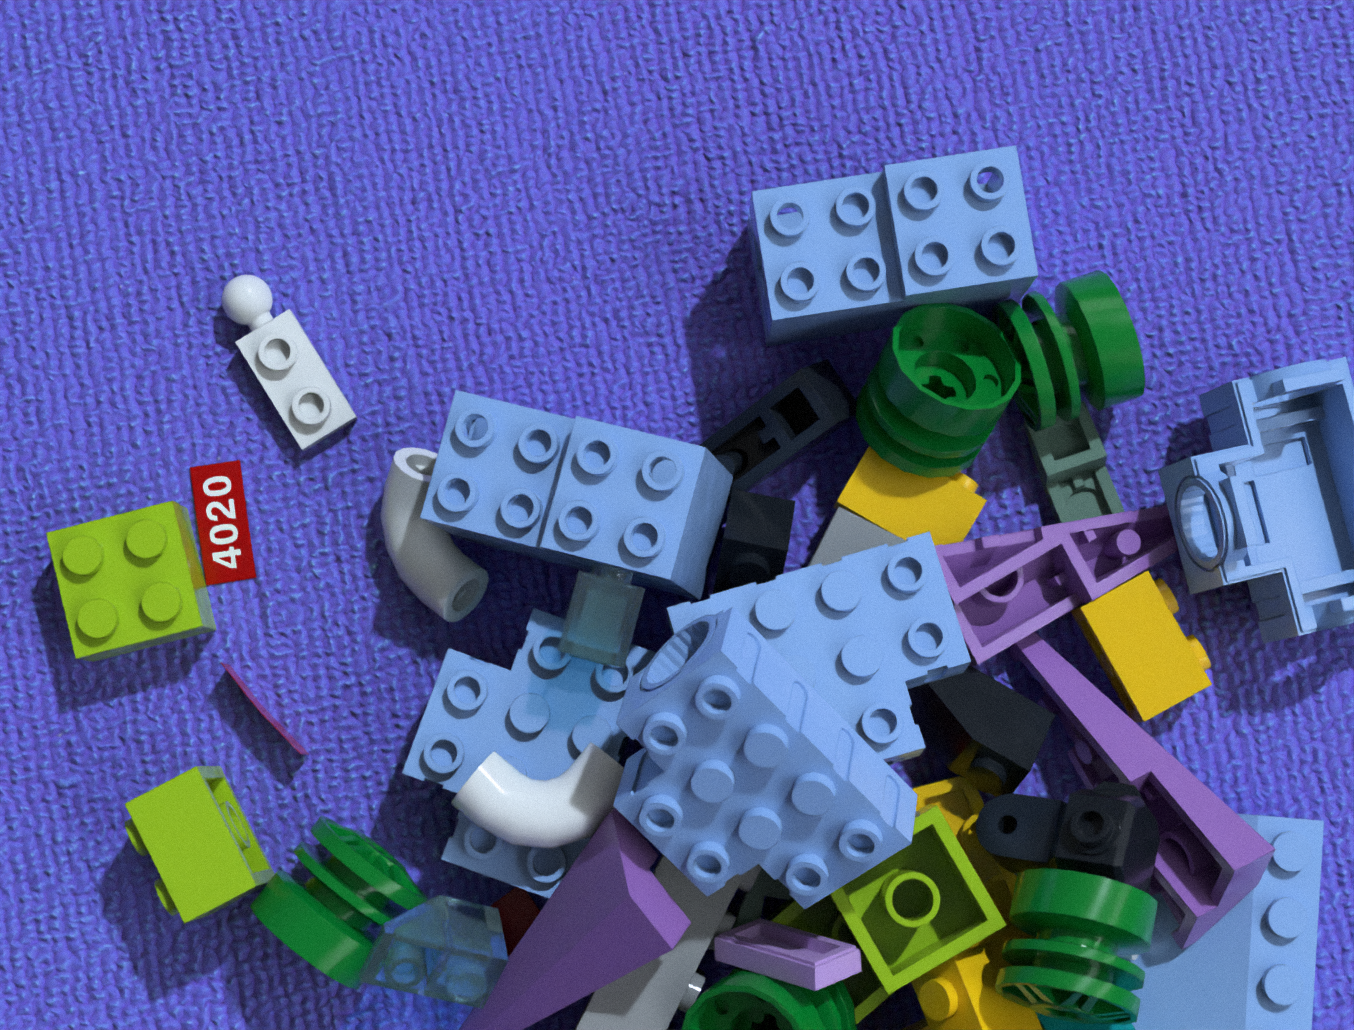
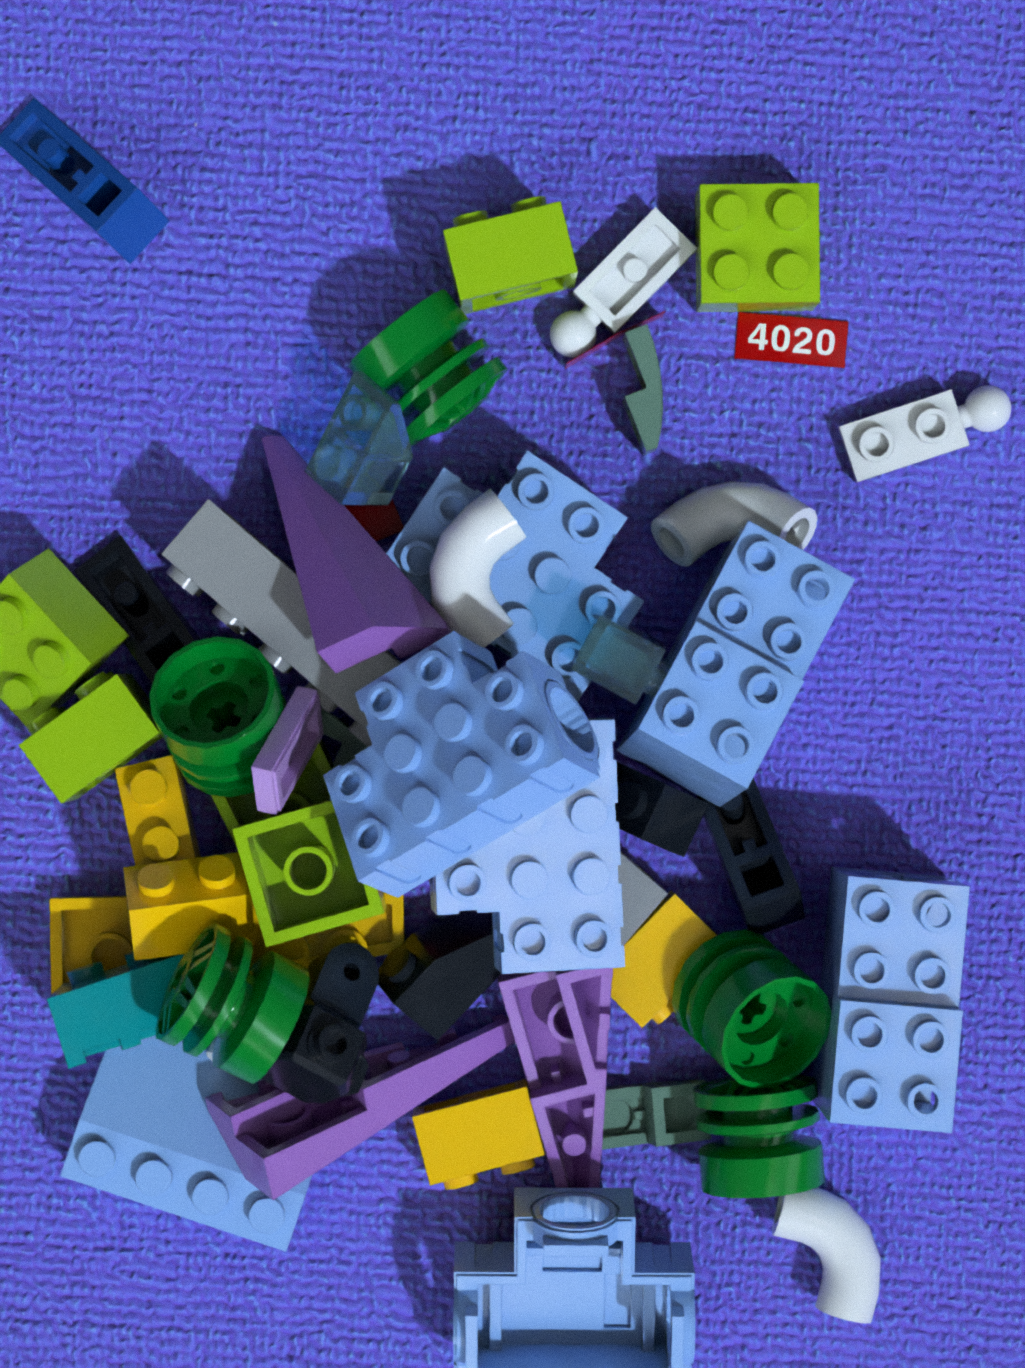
camera: 100 degrees right, 5 degrees up
(202, 715) = (622, 283): none -> white plate
(327, 658) = (644, 406): none -> sand green slope
(1163, 233) = (844, 1248): none -> white cylinder

